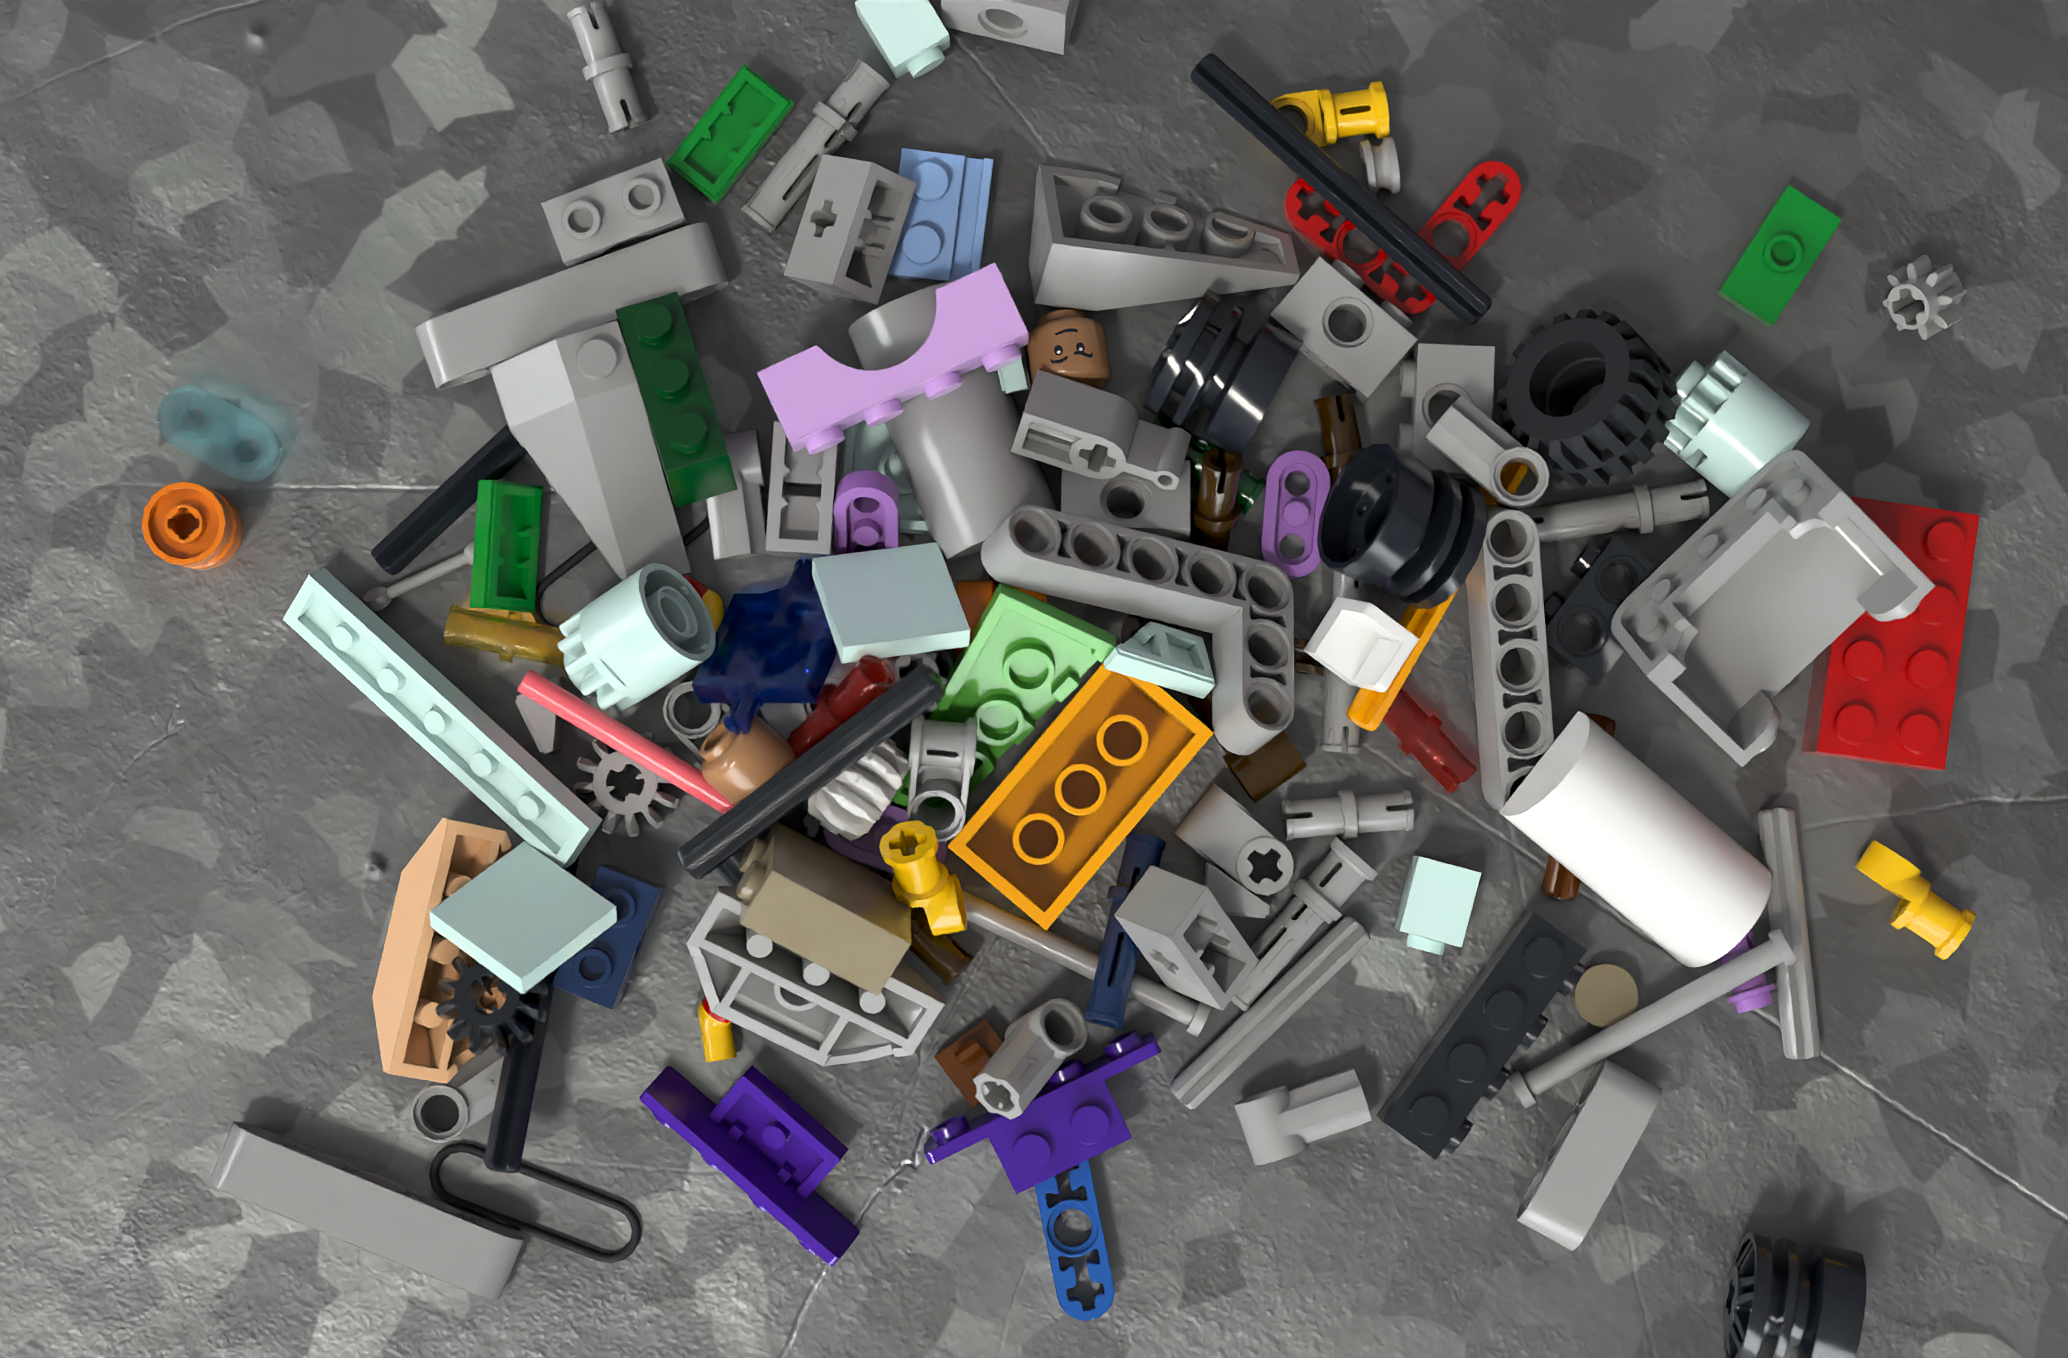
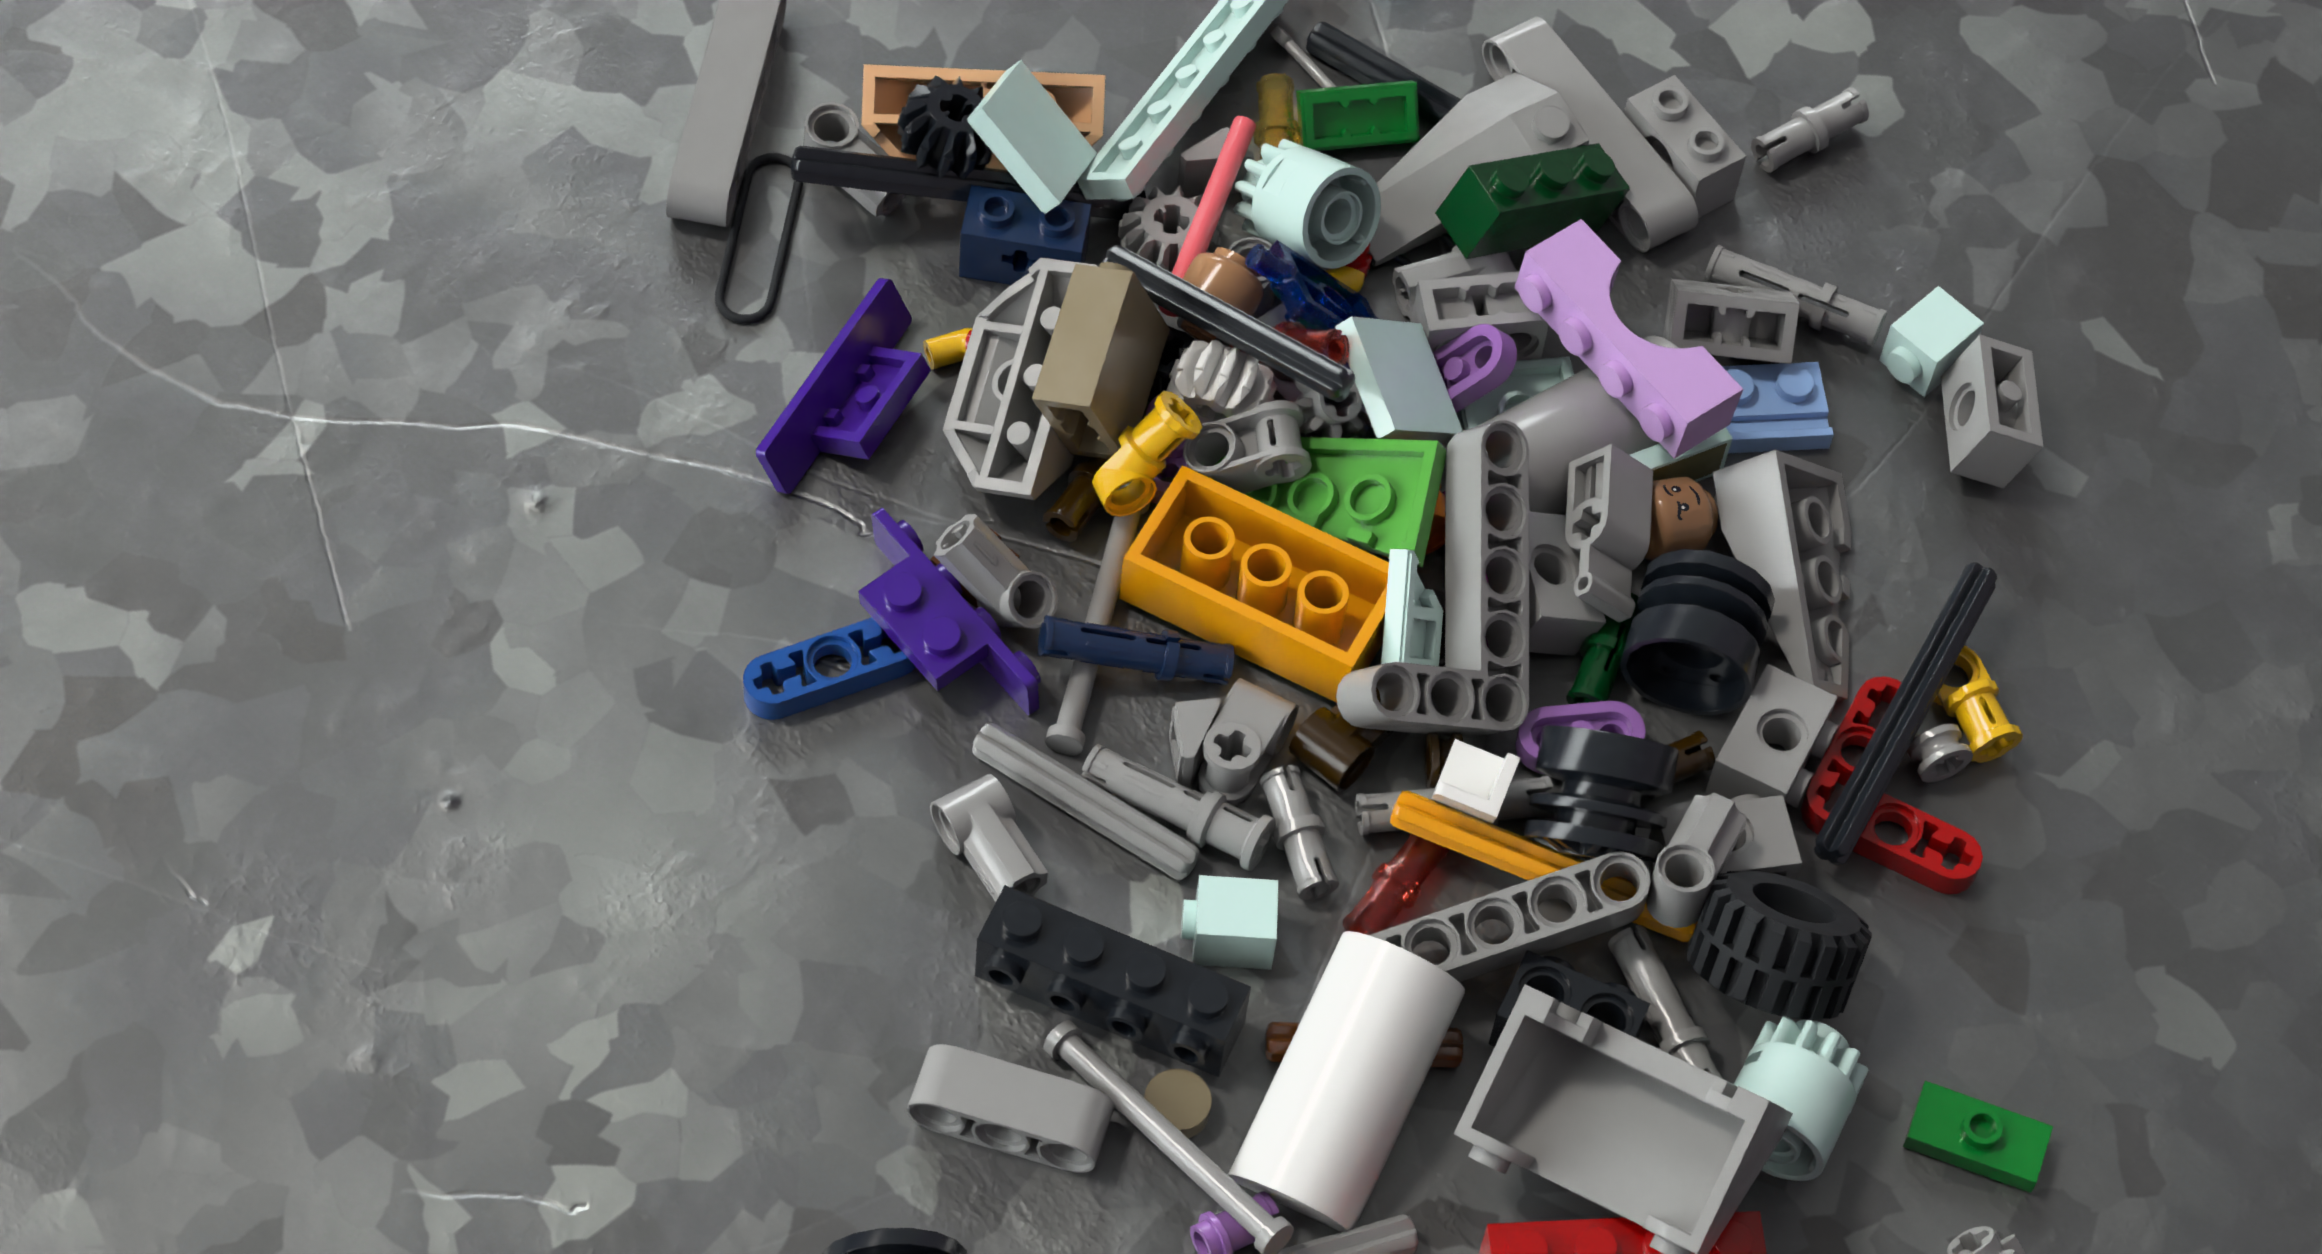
camera: 75 degrees right, 30 degrees down
(730, 134) = (1783, 229): green plate -> none
(1186, 937) = (1145, 683): light grey brick -> none
(1215, 507) = (1568, 649): dark brown pin -> none

